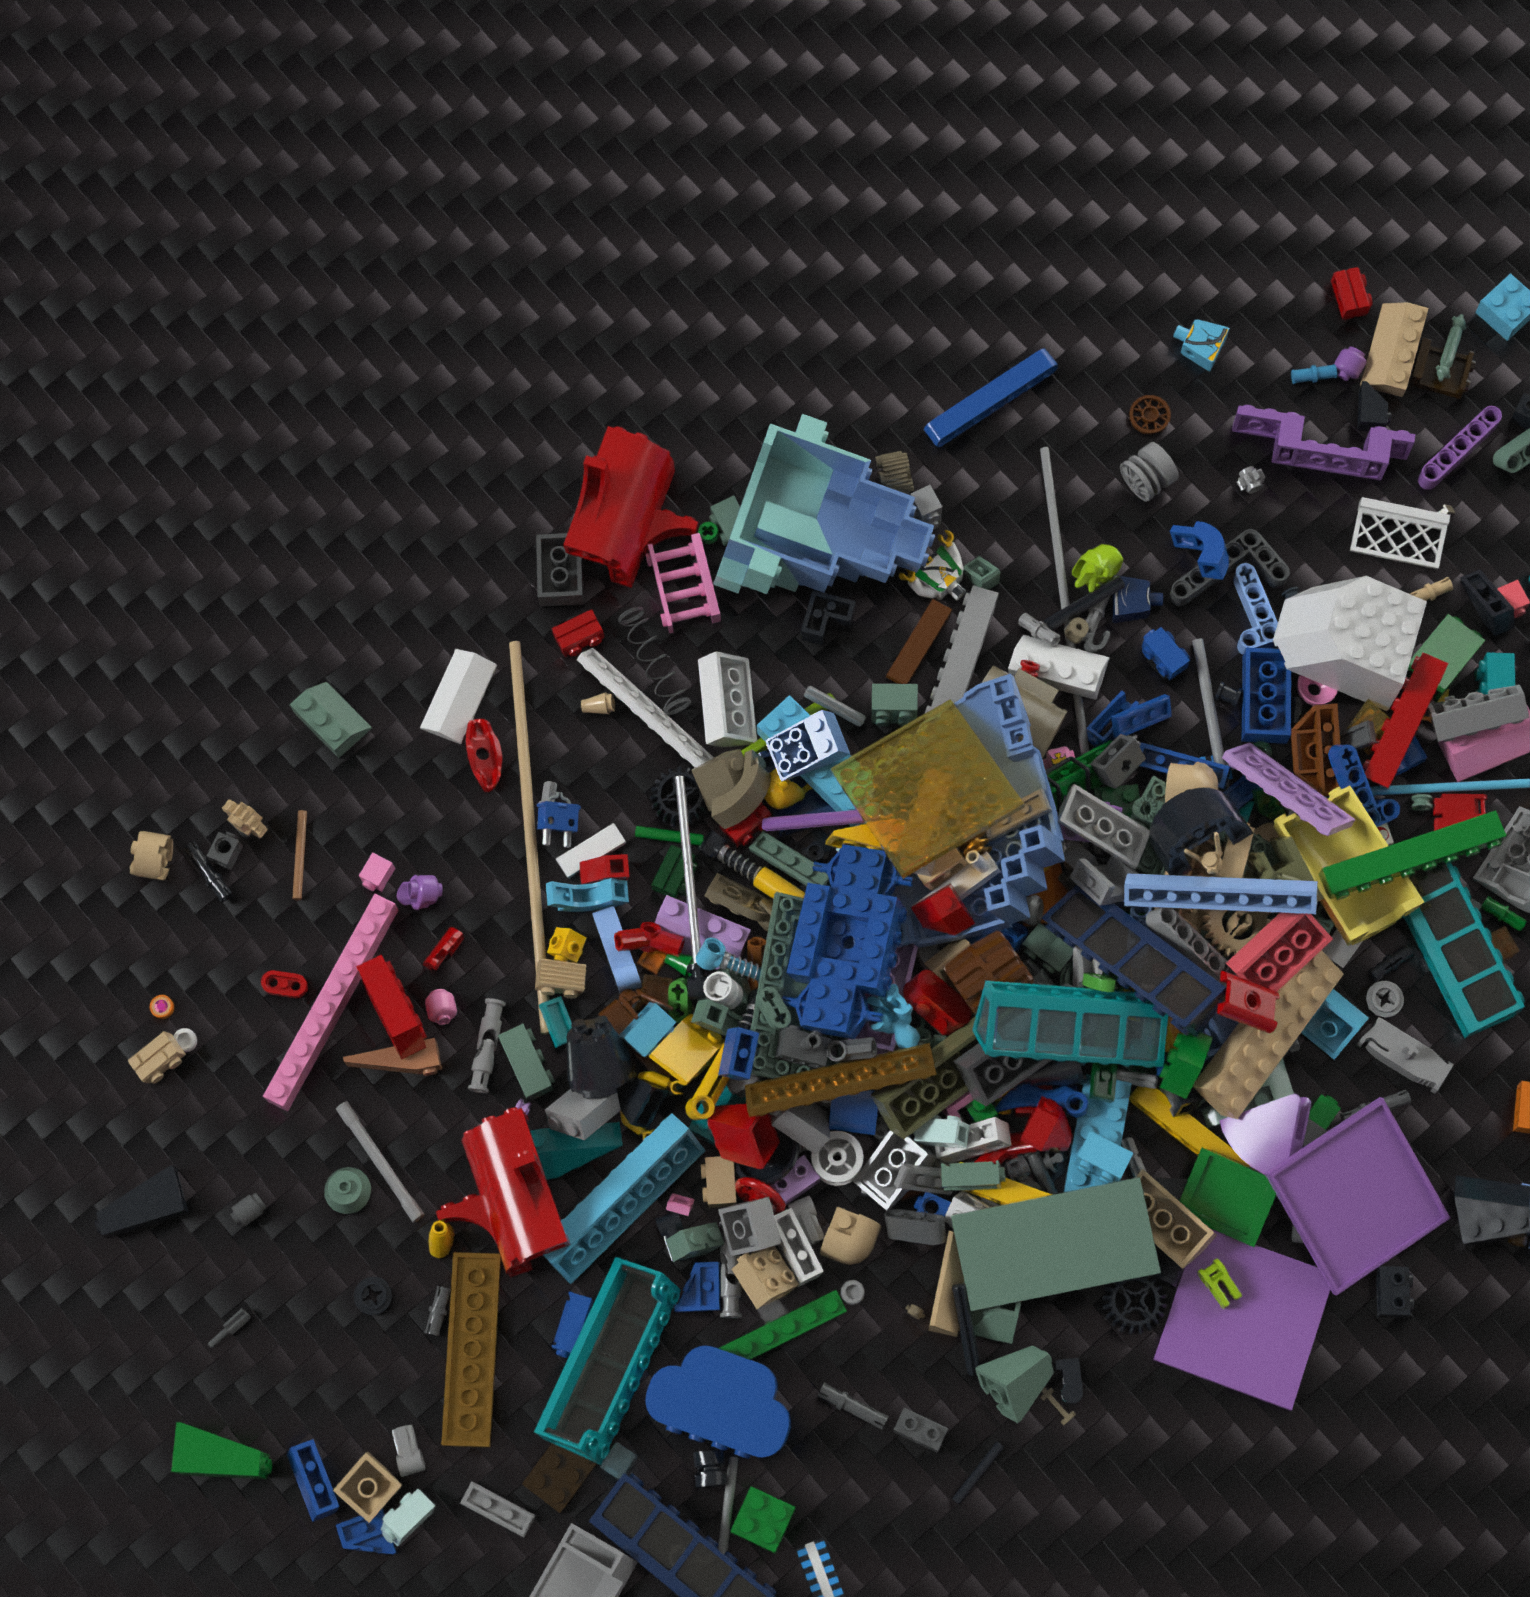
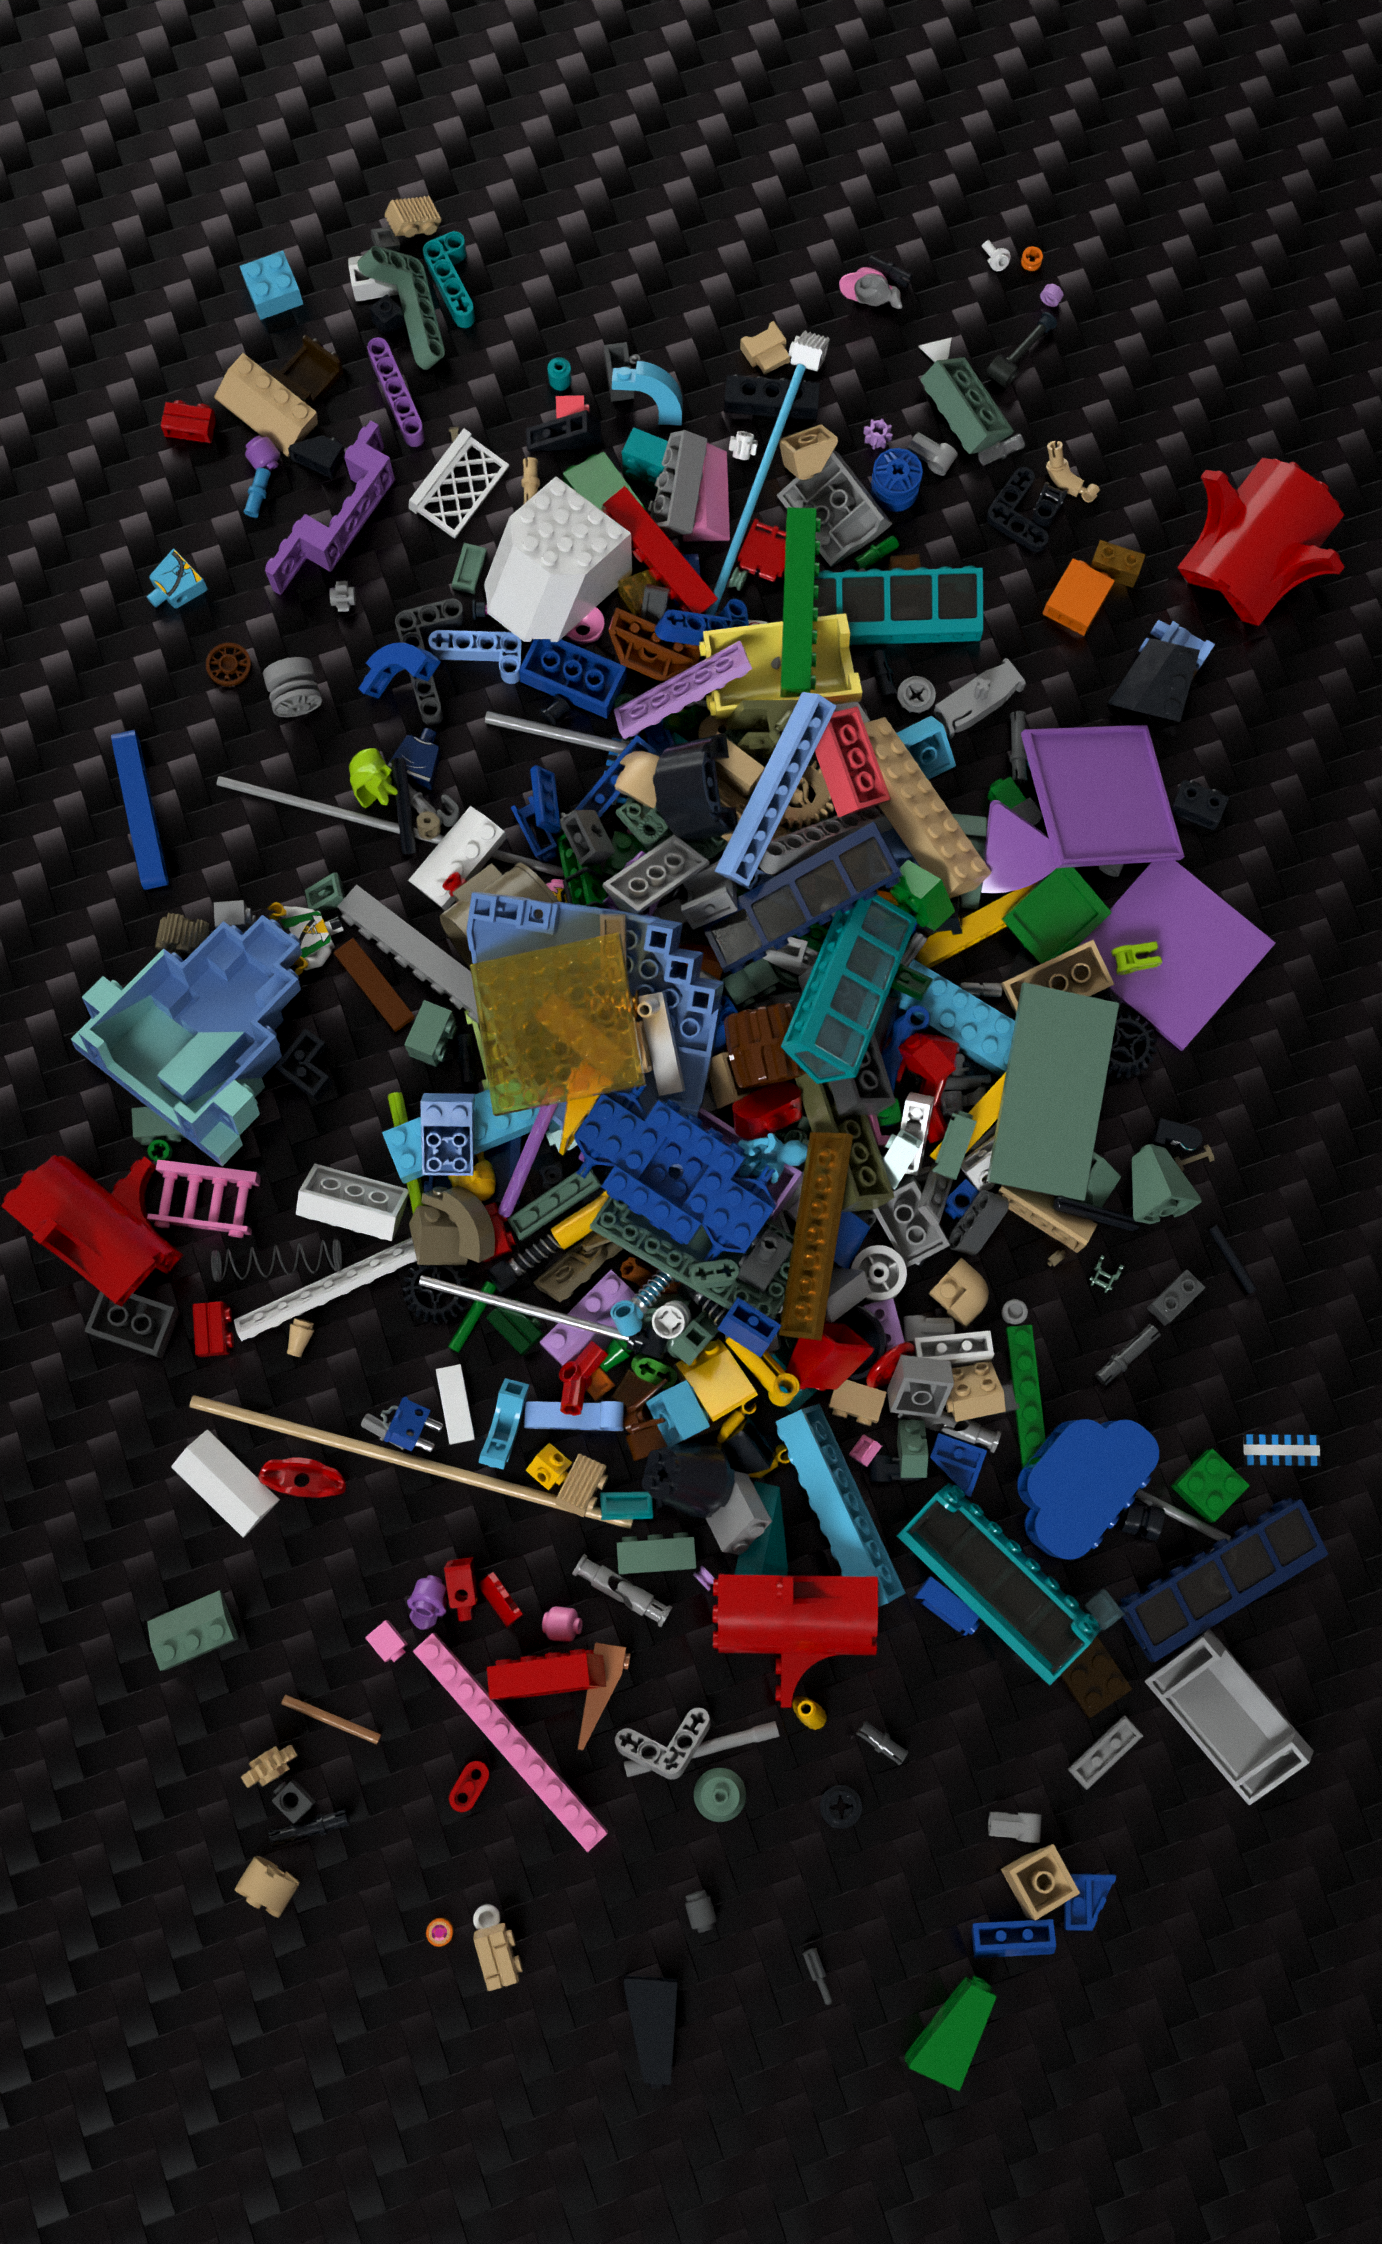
camera: 75 degrees left, 5 degrees up
(363, 1131) = (665, 1754): none -> light grey beam
(407, 1518) = (1086, 1850): light aqua brick -> none
(442, 913) = (461, 1575): none -> red torso
(471, 1350) = (935, 1721): pearl gold plate -> none
(604, 867) = (484, 1396): red slope -> none
(834, 706) = (406, 1094): light grey axle -> none
(853, 1049) = (788, 1208): dark grey piece -> none
(908, 1361) = (1114, 1277): none -> sand green piece
(943, 912) = (681, 1065): red slope -> none
(1039, 630) = (411, 861): light grey pin -> none
(1099, 982) = (813, 943): bright green beam -> none
(1102, 1159) = (985, 1012): medium azure piece -> none
(1162, 649) = (488, 751): blue brick -> none
(1211, 860) = (734, 786): tan plant -> none
(1248, 1003) = (892, 808): red piece -> none
(1326, 572) = (469, 568): none -> sand green tile
(1451, 347) = (289, 355): sand green wheel -> none

